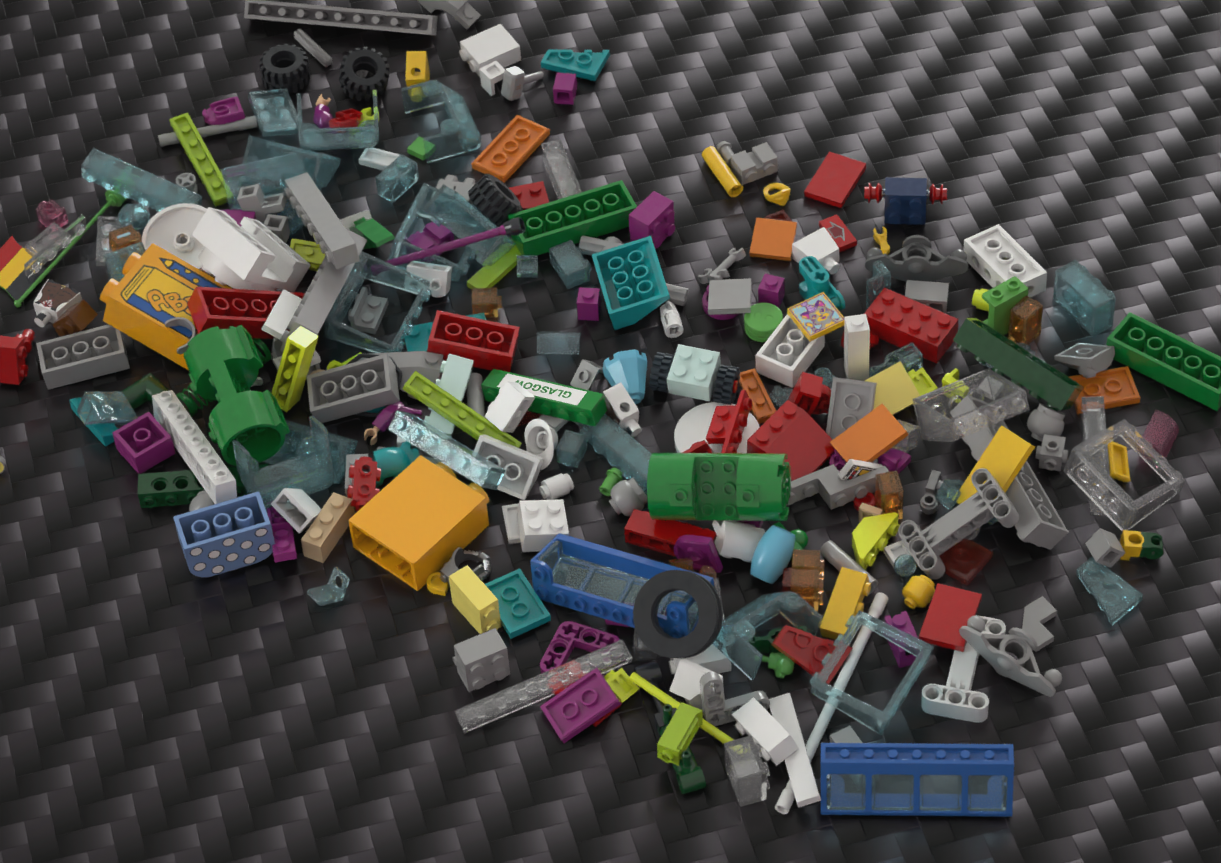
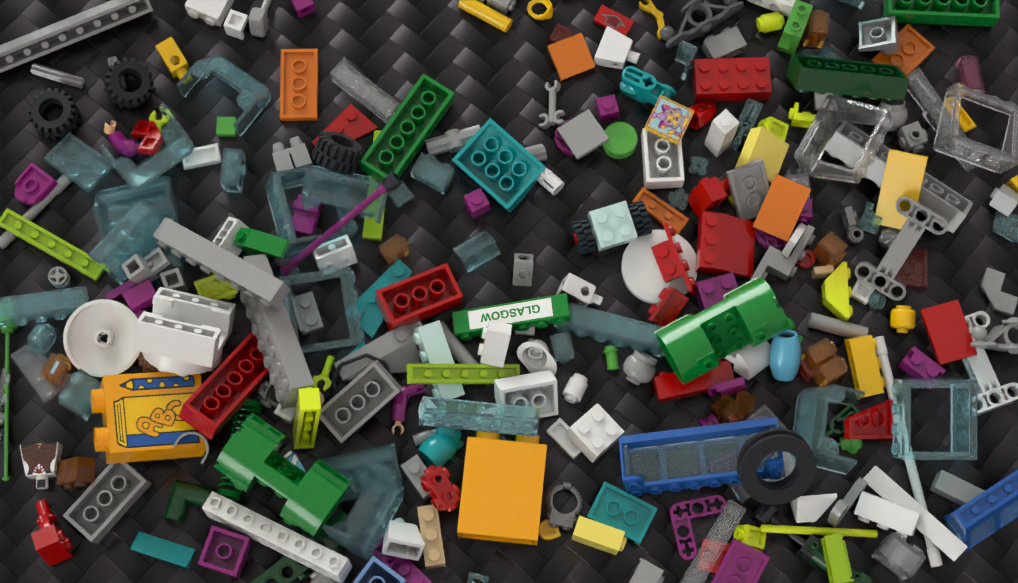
camera: 40 degrees left, 25 degrees up
(105, 408) = (175, 544): clear light blue slope -> none
(281, 314) = (257, 373): white tile -> none
(628, 369) = (559, 256): medium azure cone -> none
(653, 218) = (473, 98): magenta brick -> none

